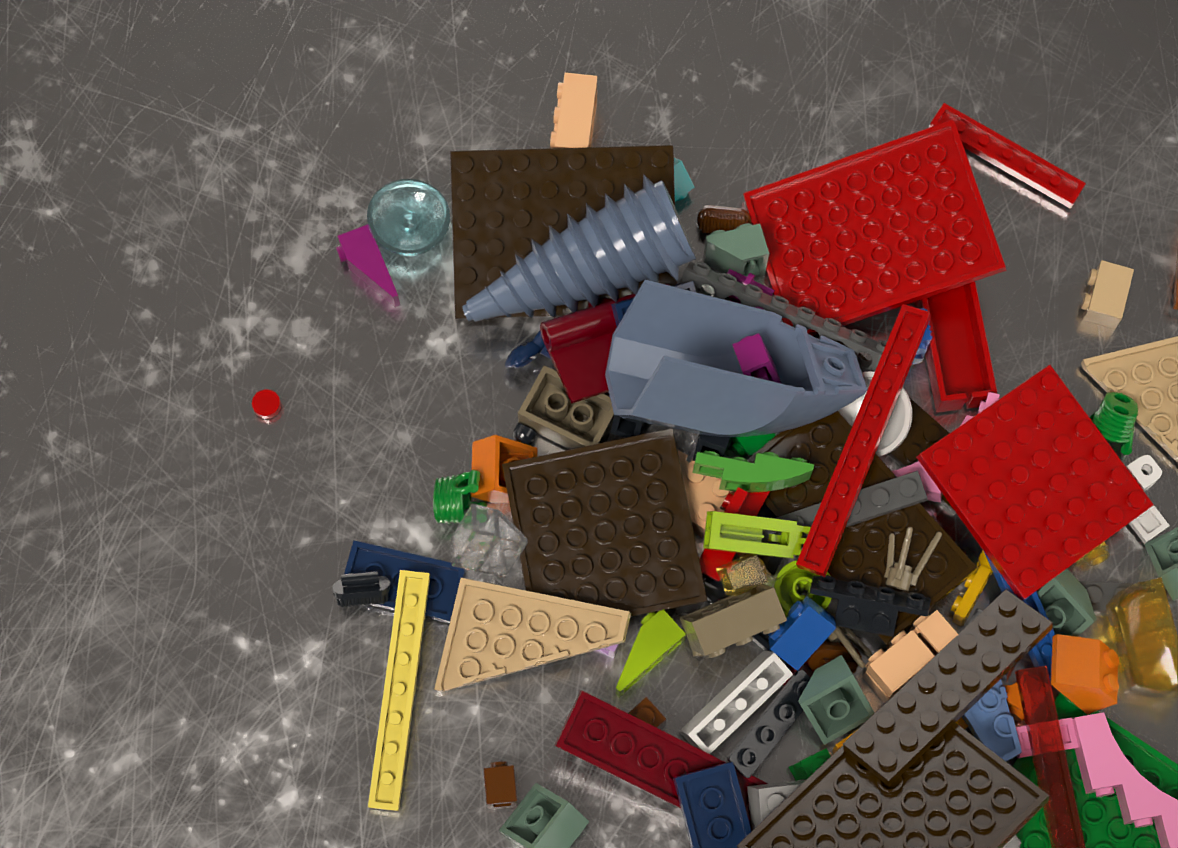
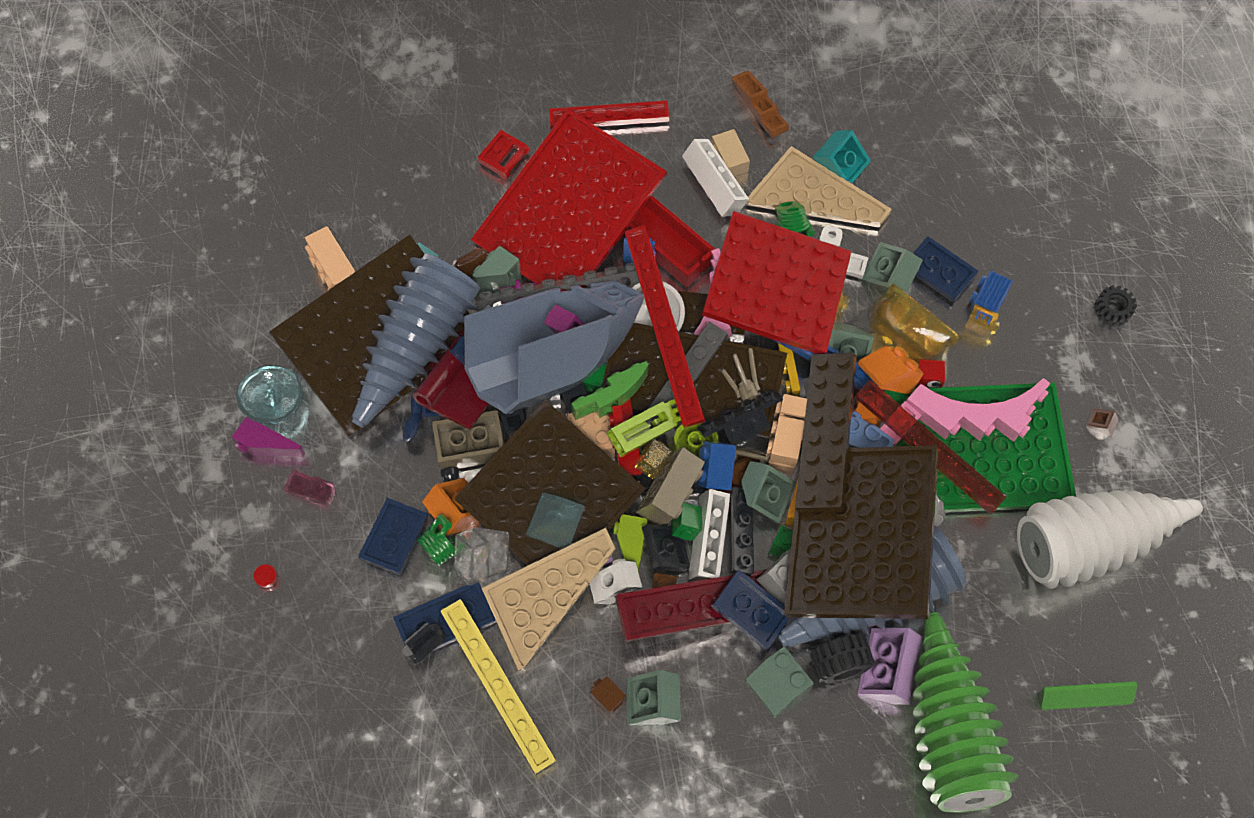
camera: 40 degrees left, 5 degrees down
(375, 343) = (308, 488): none -> clear pink slope
(418, 456) = (393, 536): none -> dark blue plate
(586, 565) = (555, 520): none -> clear light blue slope
(599, 675) = (614, 580): none -> white brick
(681, 679) = (665, 550): none -> black plate
(725, 670) = (688, 523): none -> green brick
(851, 113) = (498, 150): none -> red plate
(1067, 310) = (715, 177): none -> white brick
(1131, 708) = (933, 373): none -> red brick

